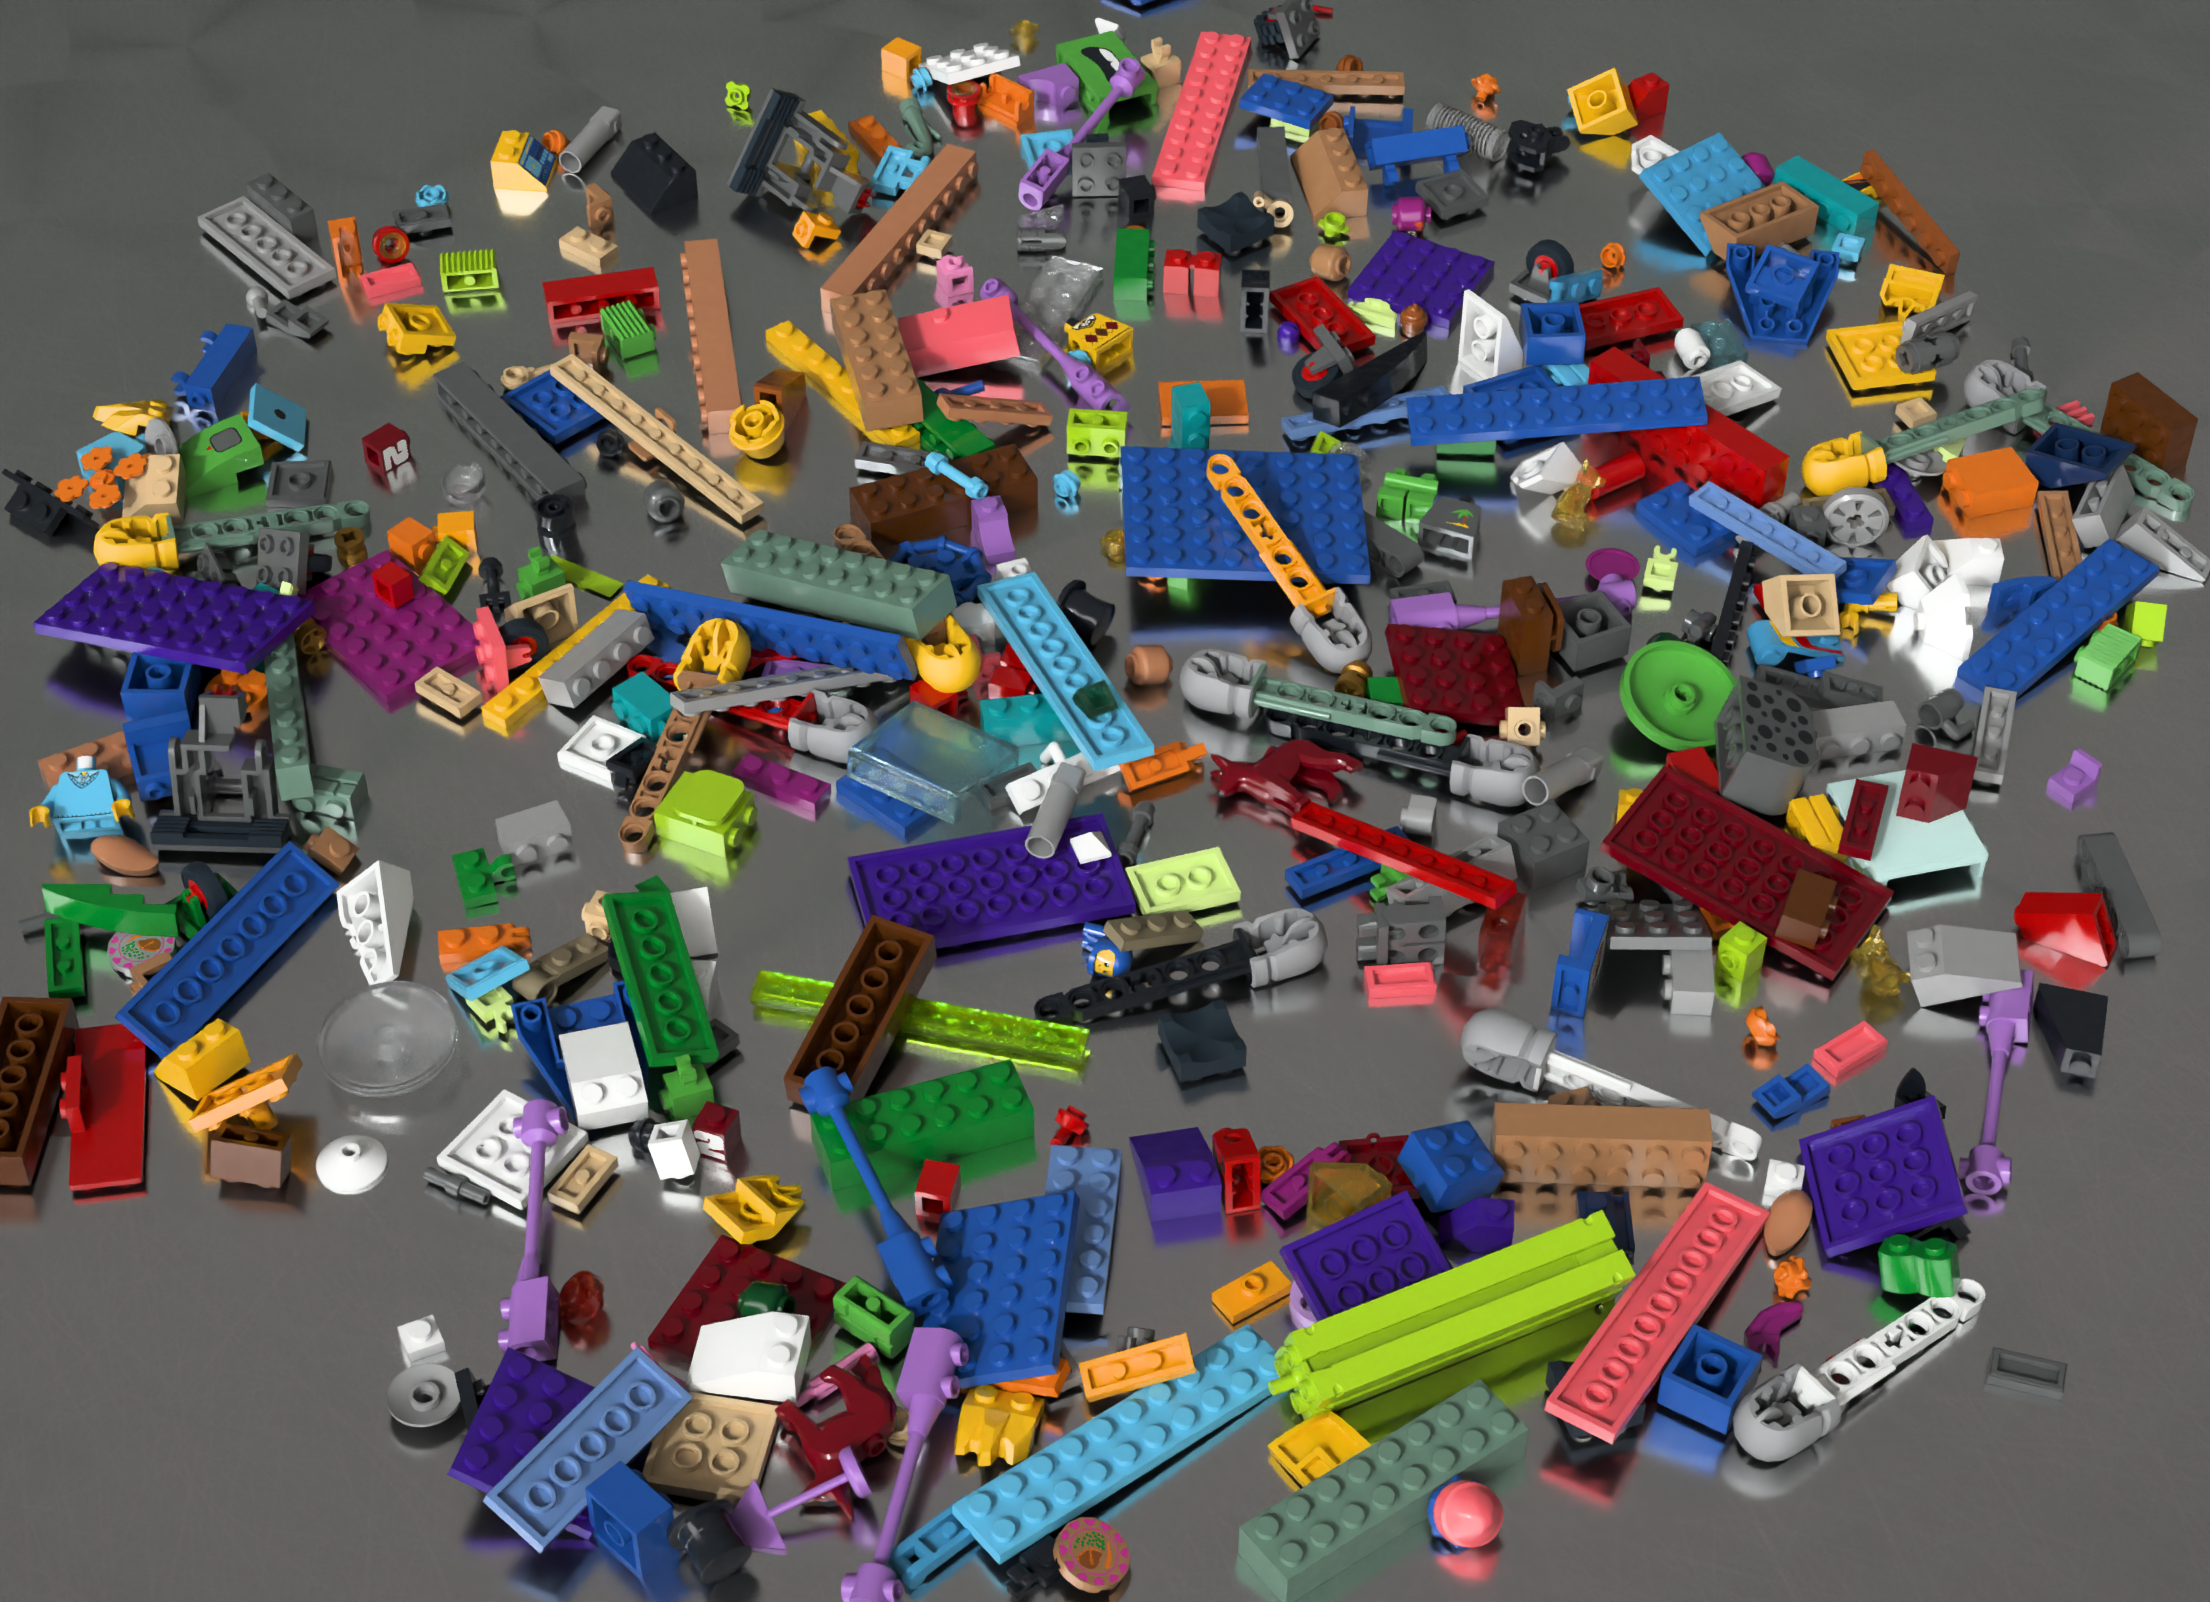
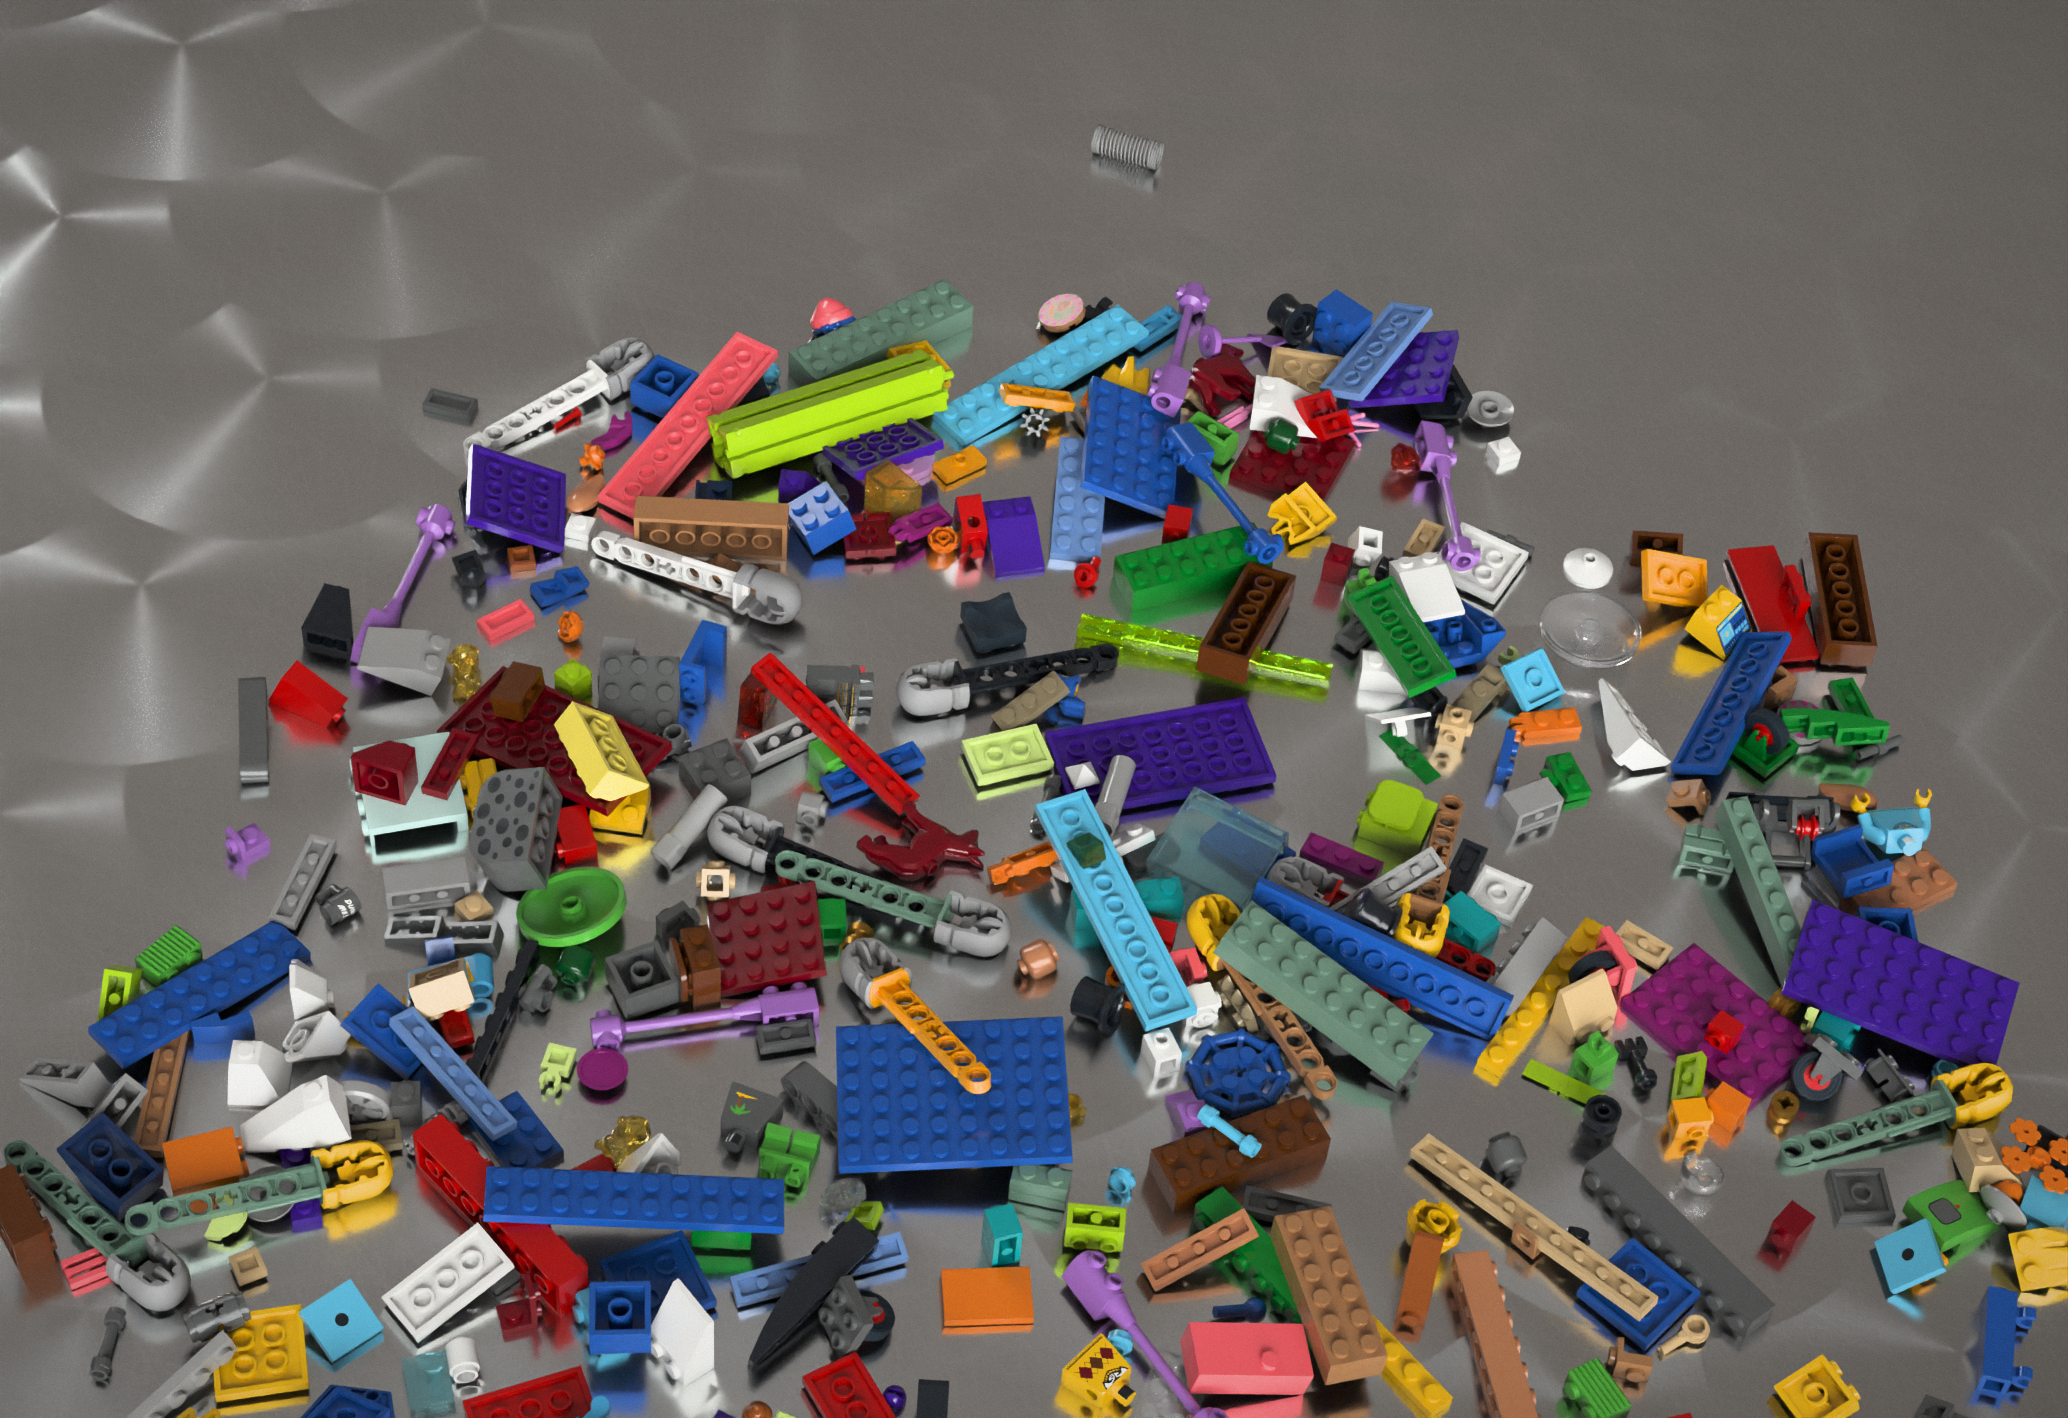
camera: 175 degrees right, 5 degrees up
(550, 888) = (1505, 765): none -> blue plate
(694, 1343) = (1323, 416): none -> red slope
(766, 652) = (1373, 912): none -> black piece
(1554, 1435) = (772, 374): none -> medium azure plate
(1683, 813) = (600, 753): none -> light yellow slope
(1813, 371) = (341, 1321): none -> medium azure tile
(1901, 483) = (303, 1118): none -> white wedge
(1919, 1266) = (501, 439): green brick -> none

